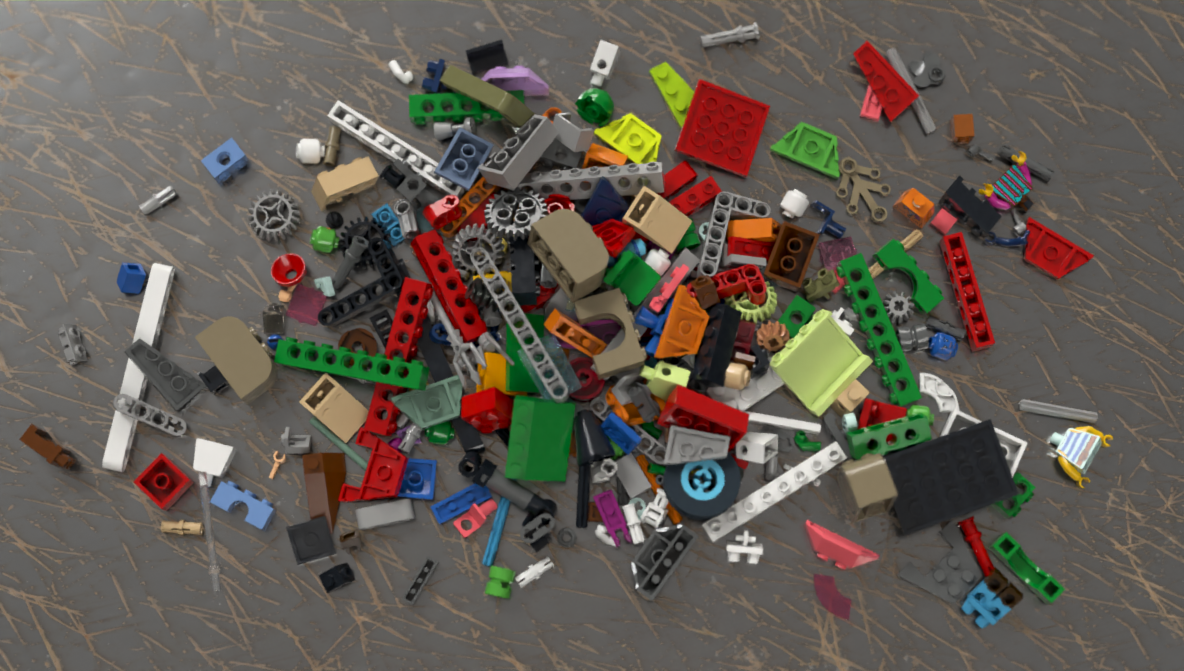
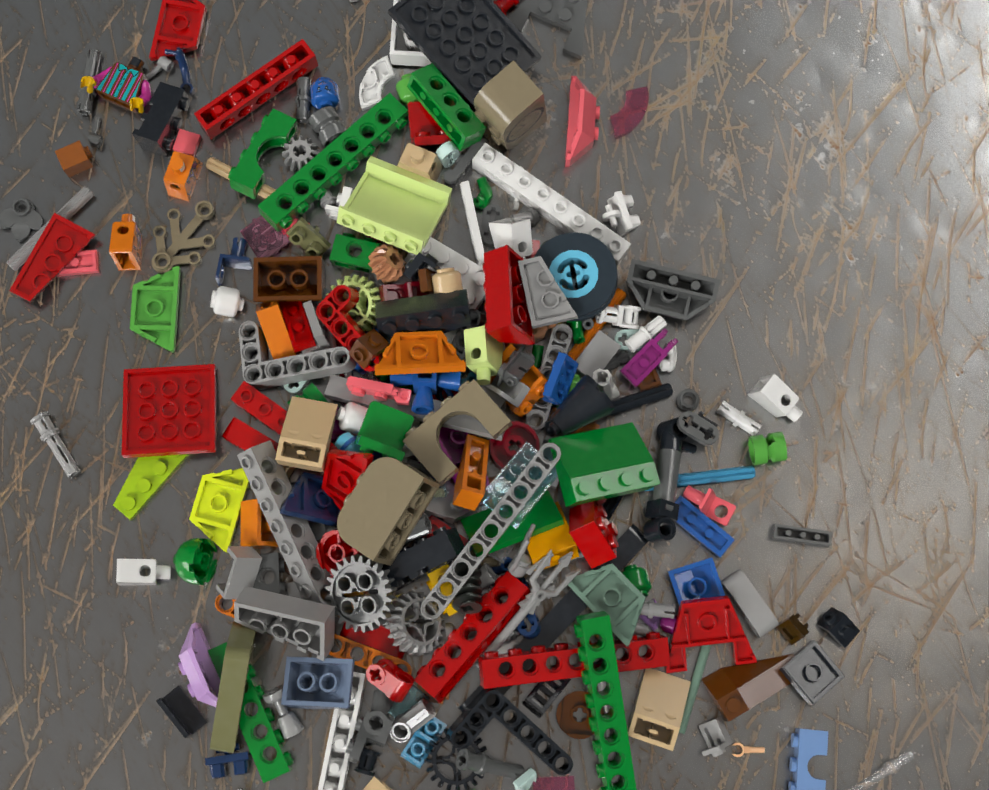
camera: 115 degrees left, 0 degrees up
(544, 604) = (776, 397): none -> white torso
(873, 143) = (126, 243): none -> orange torso

